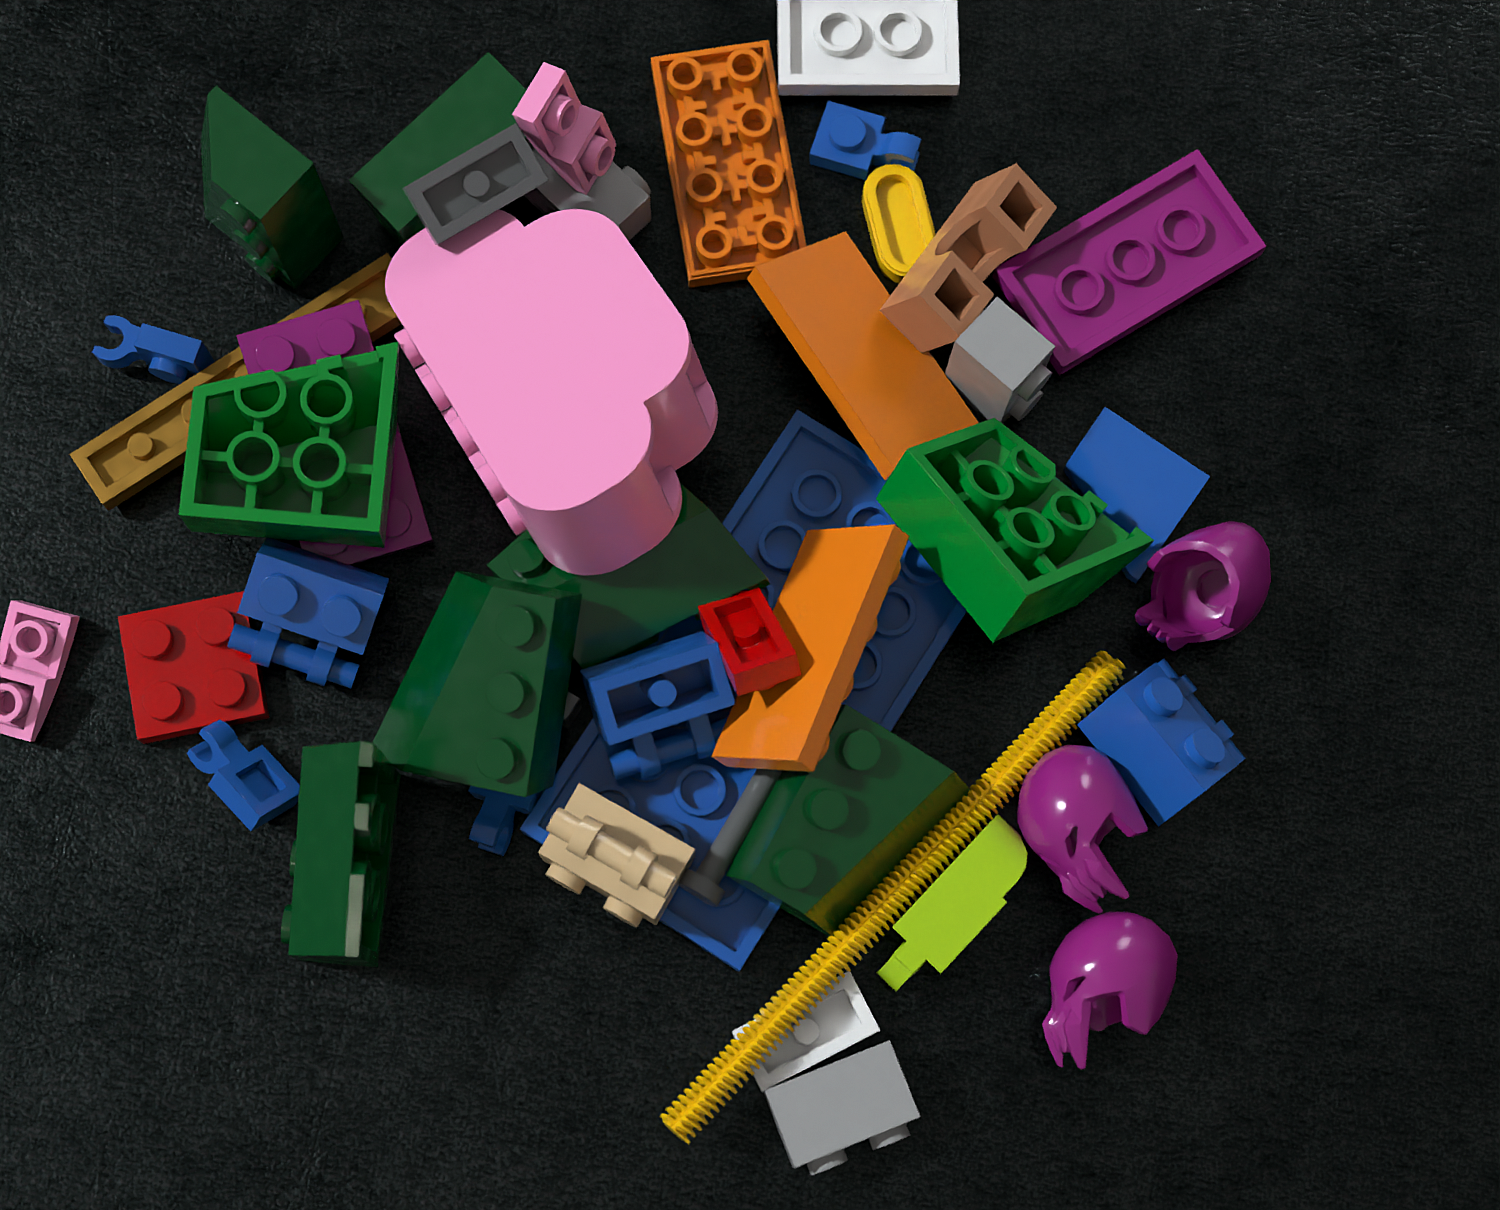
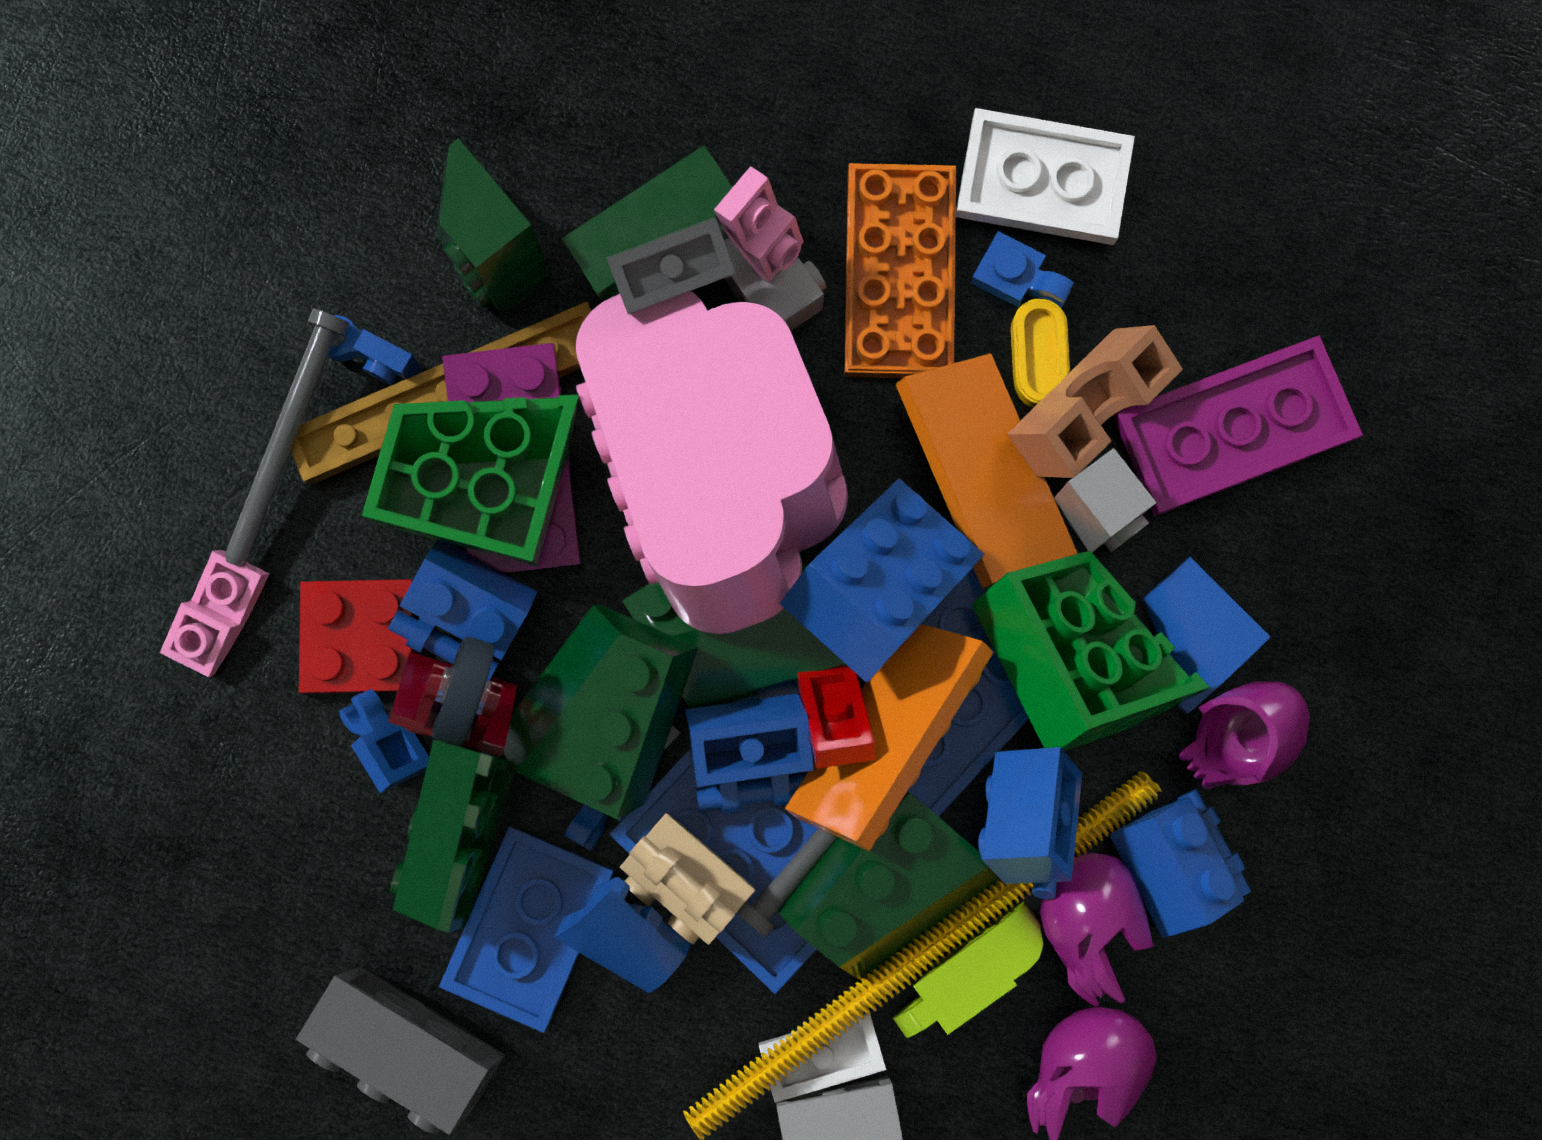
camera: 15 degrees right, 5 degrees up
(100, 329) = (284, 434): none -> dark grey bar
(319, 697) = (457, 700): none -> plate
(323, 1111) = (399, 1050): none -> dark grey brick
(445, 953) = (509, 944): none -> blue plate
(557, 933) = (624, 937): none -> blue slope
(770, 481) = (881, 579): none -> blue brick
(987, 712) = (1032, 818): none -> blue brick

